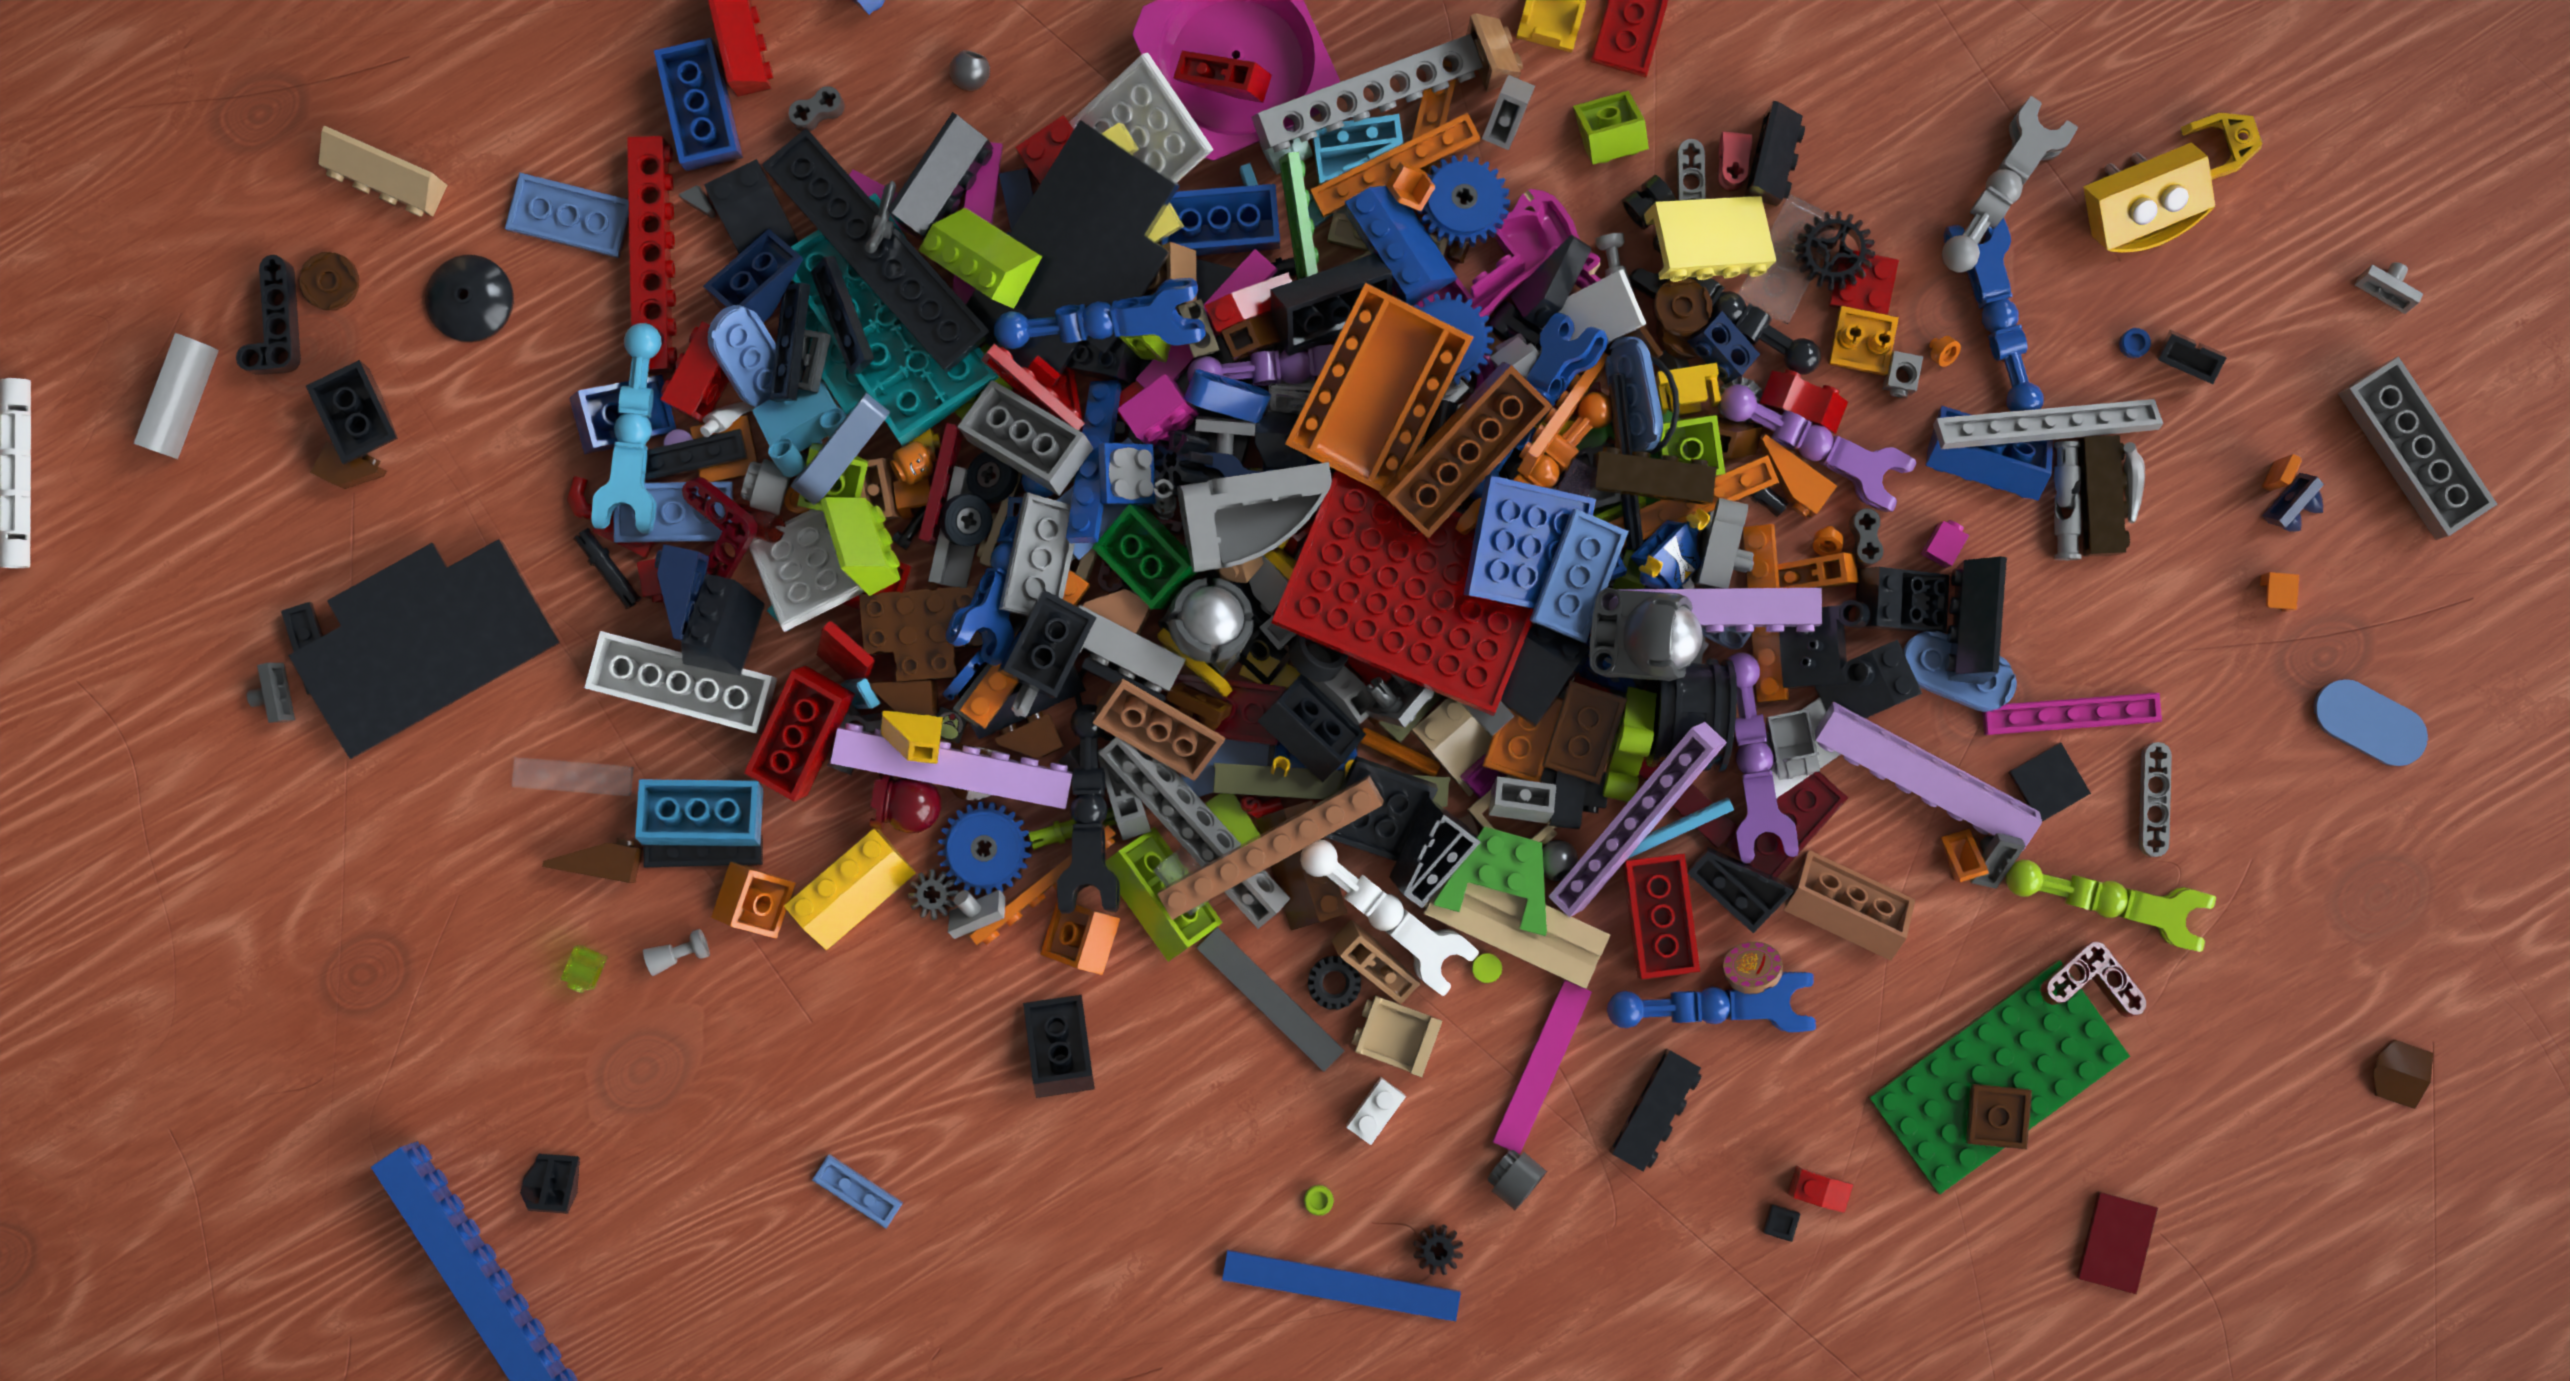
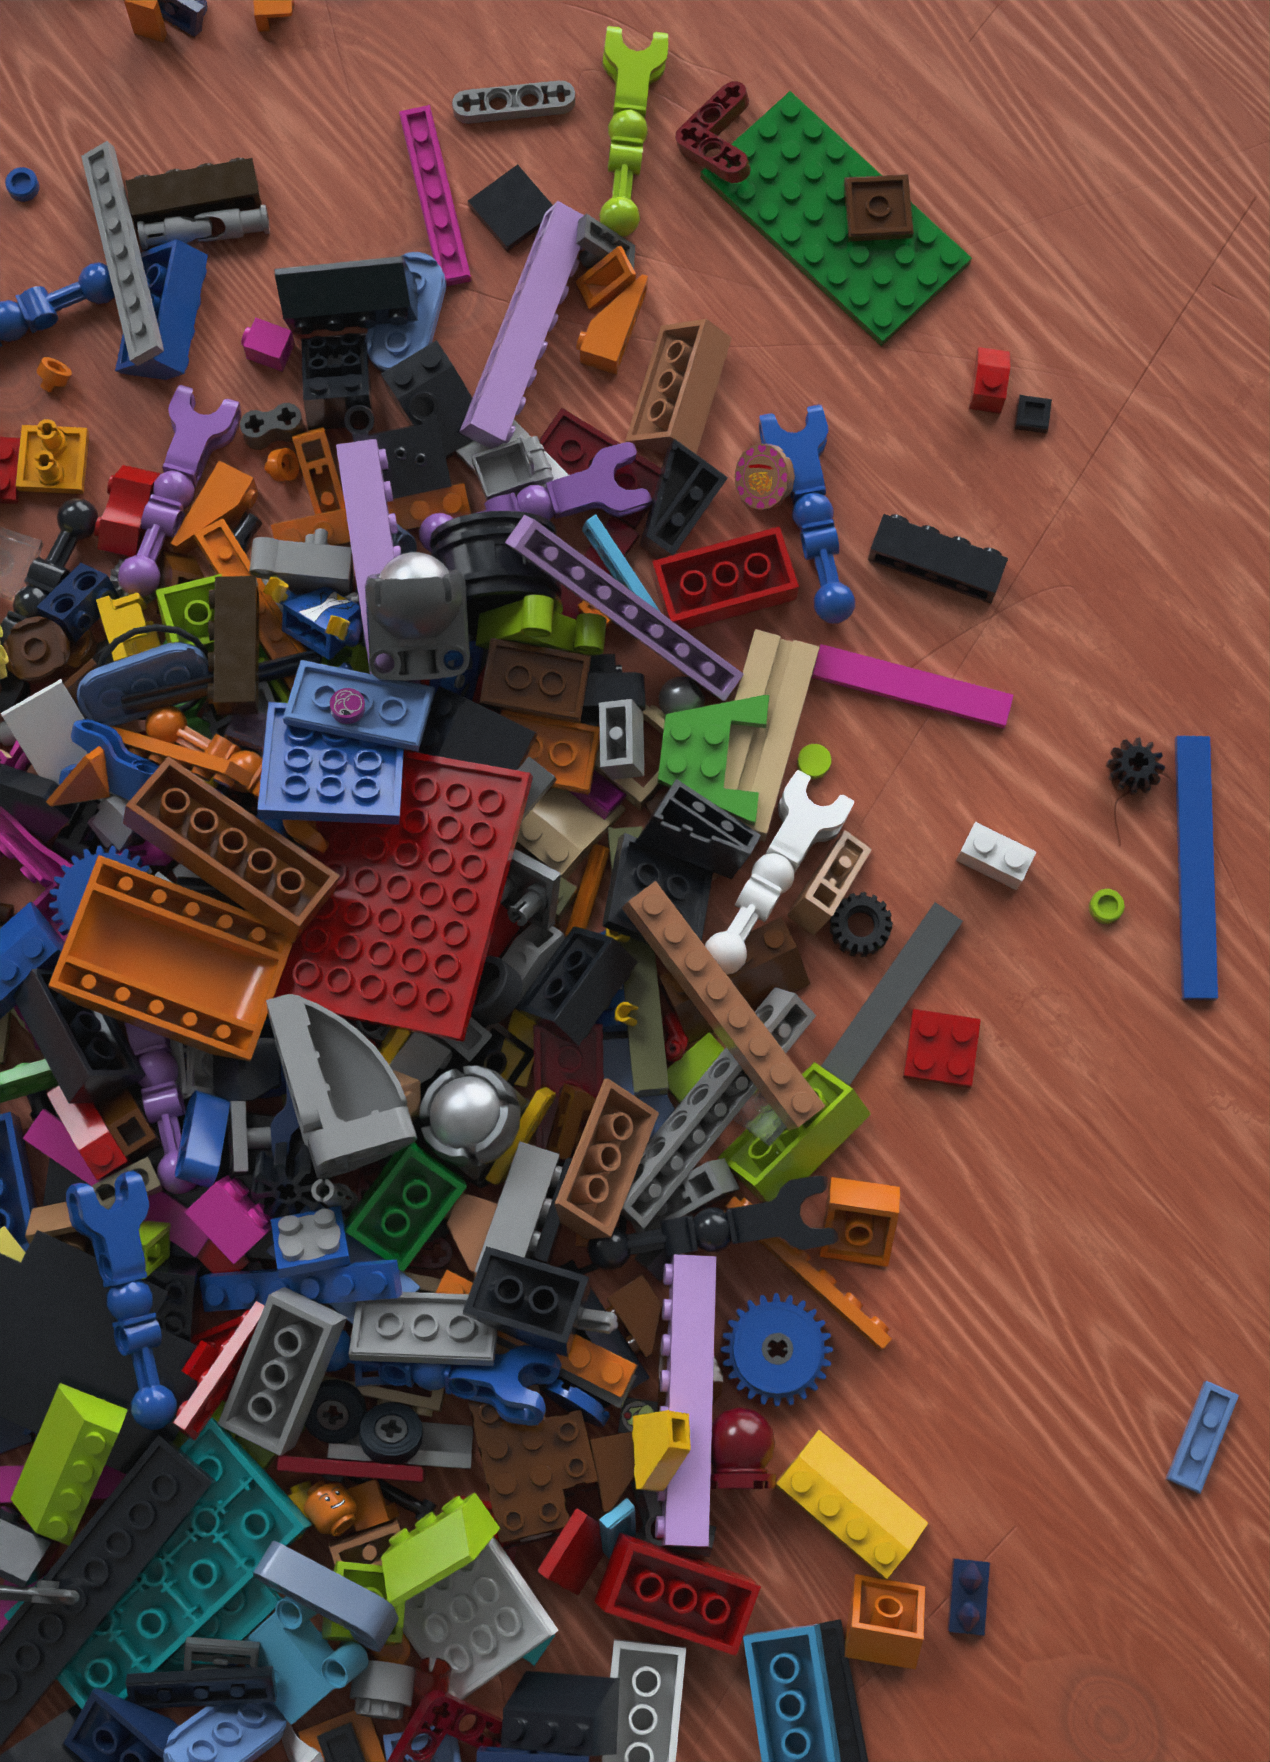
camera: 100 degrees left, 10 degrees down
(663, 957) = (972, 1720): light grey piece -> none
(762, 972) = (968, 1597): none -> dark blue tile
(842, 315) = (160, 1625): black plate -> none
(939, 885) = (850, 1410): dark grey gear -> none
(975, 914) = (855, 1346): light grey tile -> none
(1058, 1046) = (990, 1225): black slope -> none
(1061, 831) = (742, 1264): lime pin -> none
(1217, 1033) = (941, 1048): none -> red plate
(1396, 1035) = (907, 846): tan panel -> none
(1515, 1178) = (1041, 692): dark grey piece -> none
(1548, 334) = (85, 781): none -> orange slope
(1576, 564) = (347, 705): none -> magenta tile
(1909, 363) = (76, 402): light grey brick -> none
(1913, 852) = (611, 329): none -> orange slope
(2117, 1242) = (987, 80): dark red tile -> none
(2135, 474) = (162, 163): light grey piece -> none
(2182, 354) = (30, 121): black piece -> none

